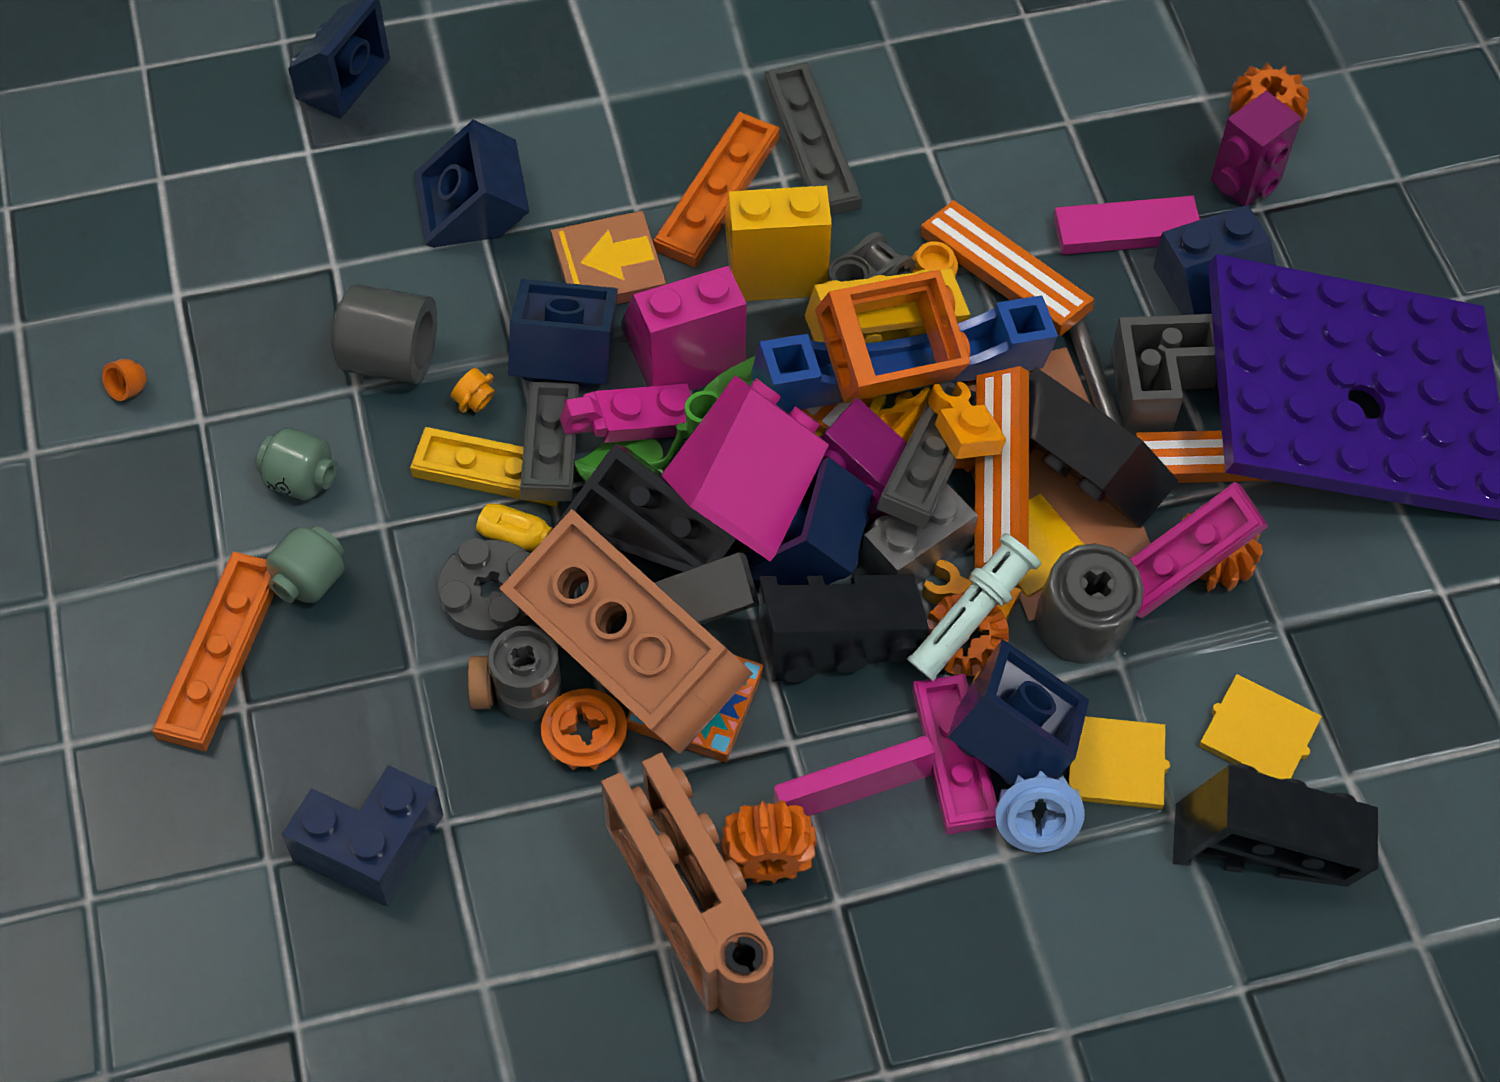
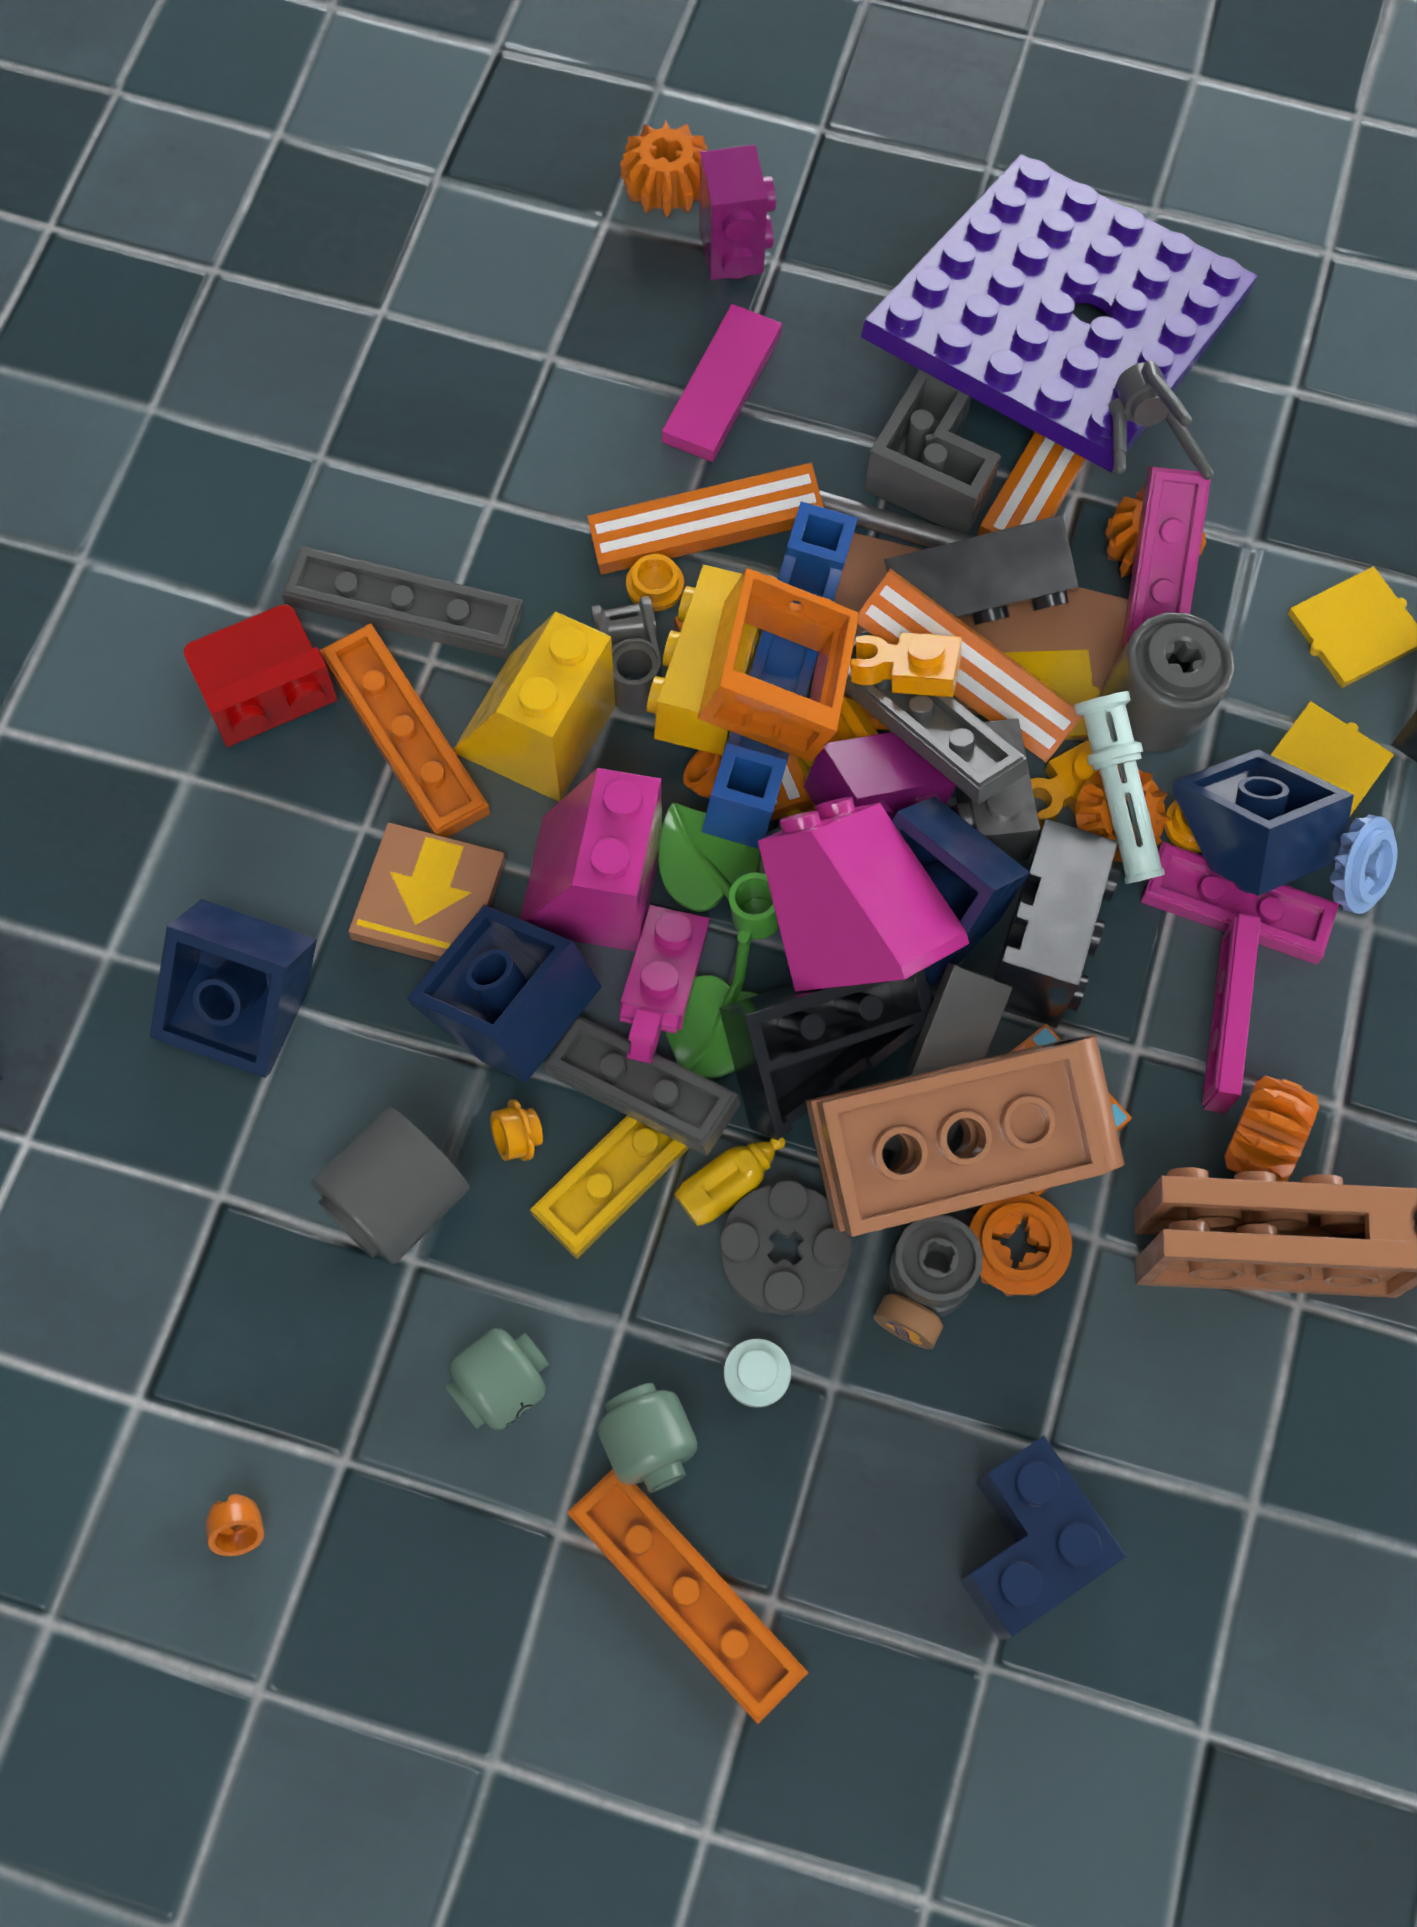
camera: 60 degrees left, 10 degrees up
(391, 614) = (757, 1373): none -> light aqua plate
(694, 89) = (259, 674): none -> red bracket
(1188, 250) = (825, 344): dark blue slope -> none
(1283, 449) = (1148, 401): none -> dark grey plant

